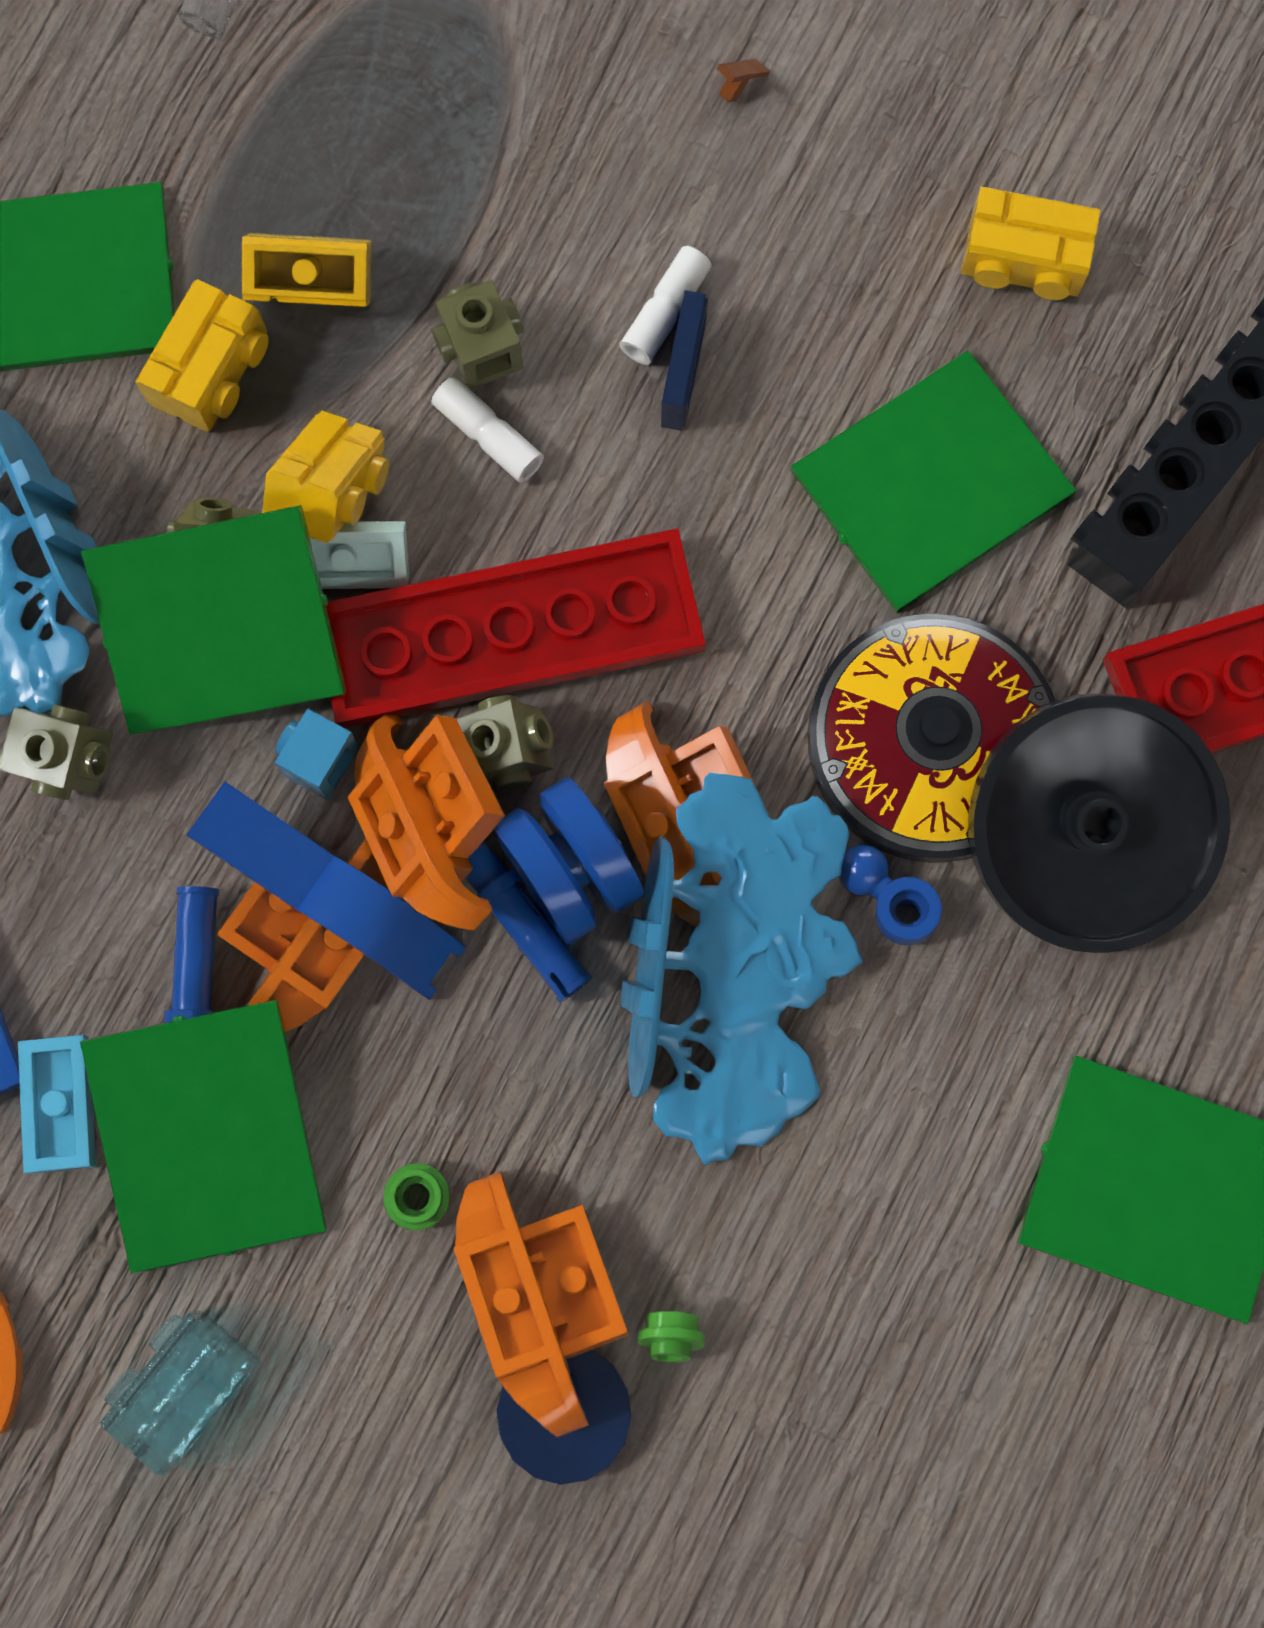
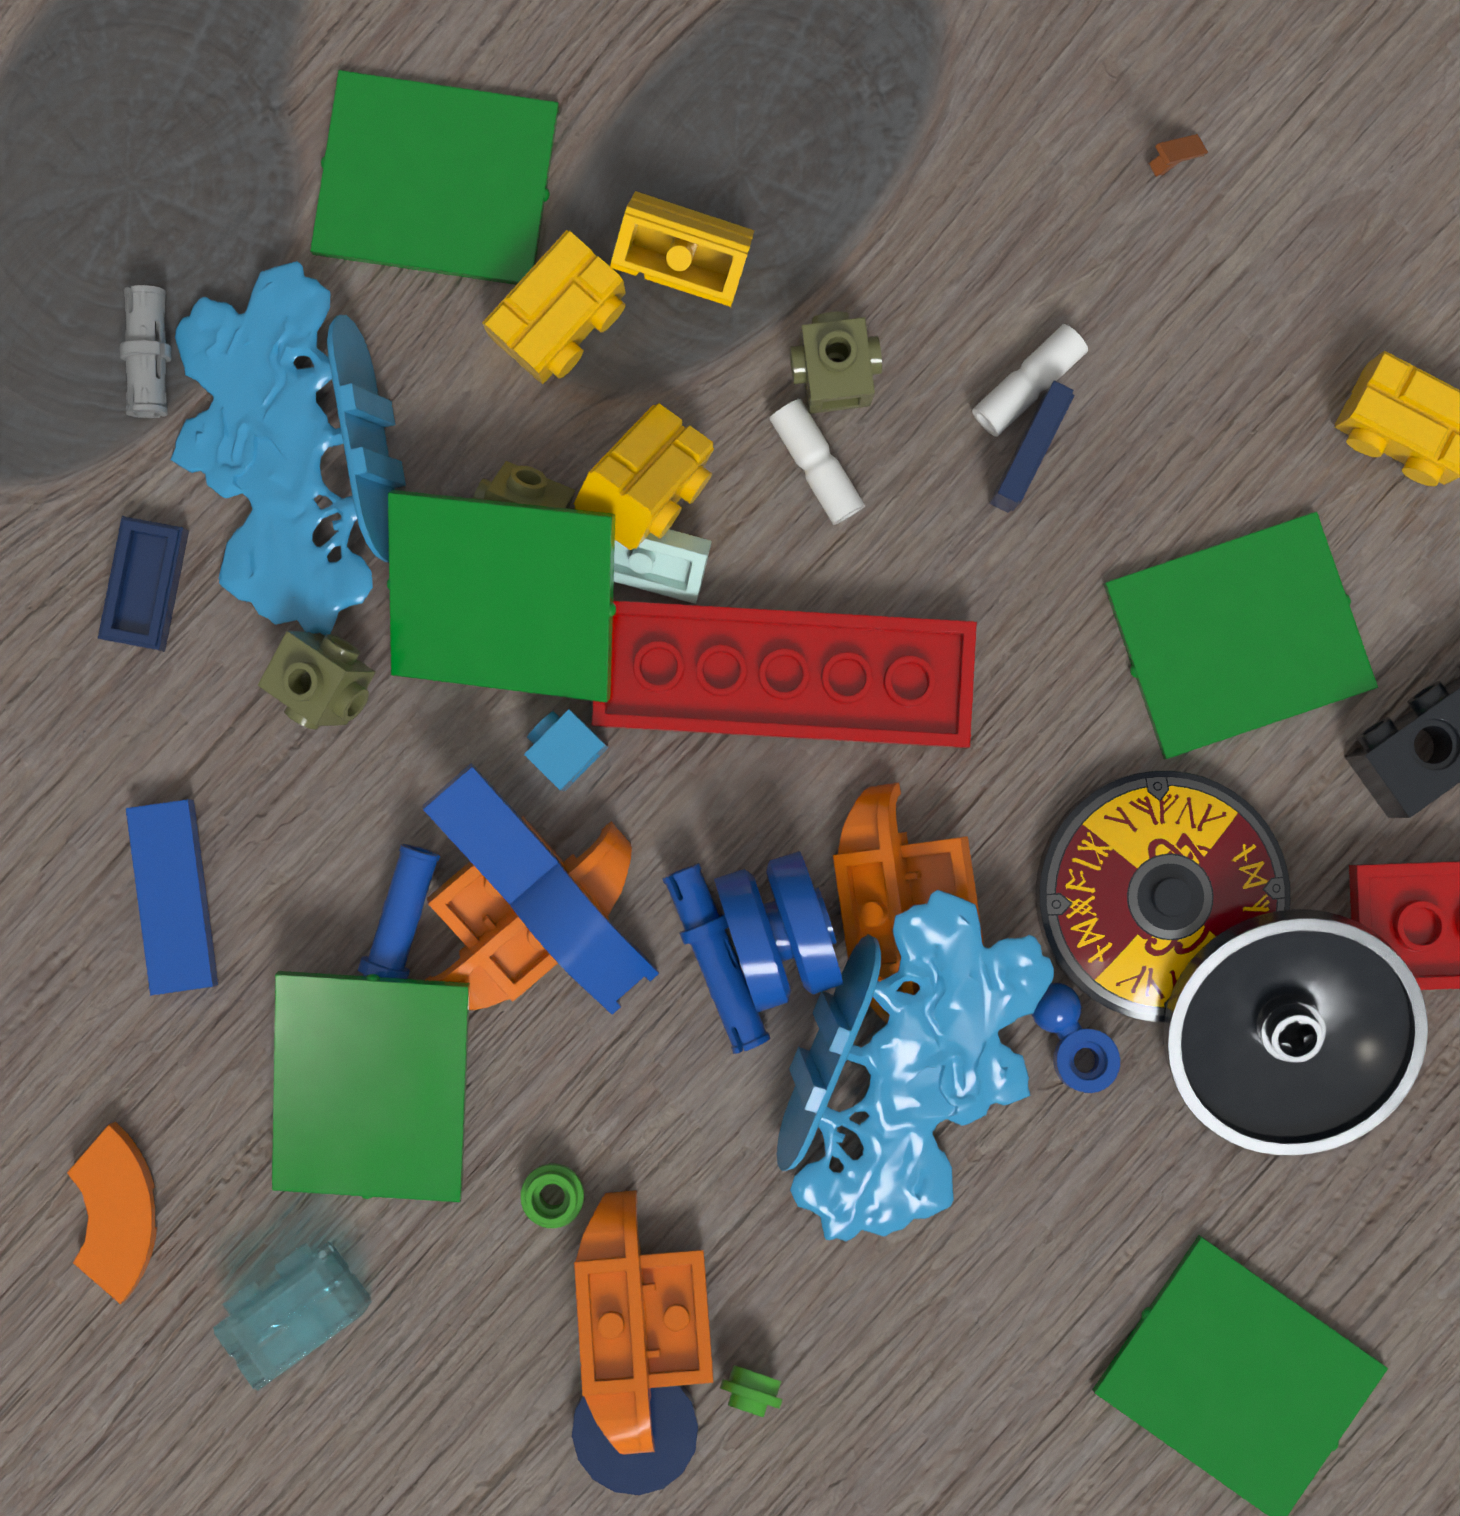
camera: 10 degrees right, 10 degrees up
(55, 1106) = (239, 1018): medium azure plate -> none
(425, 816) = (654, 850): orange plate -> none
(509, 742) = (745, 793): olive brick -> none

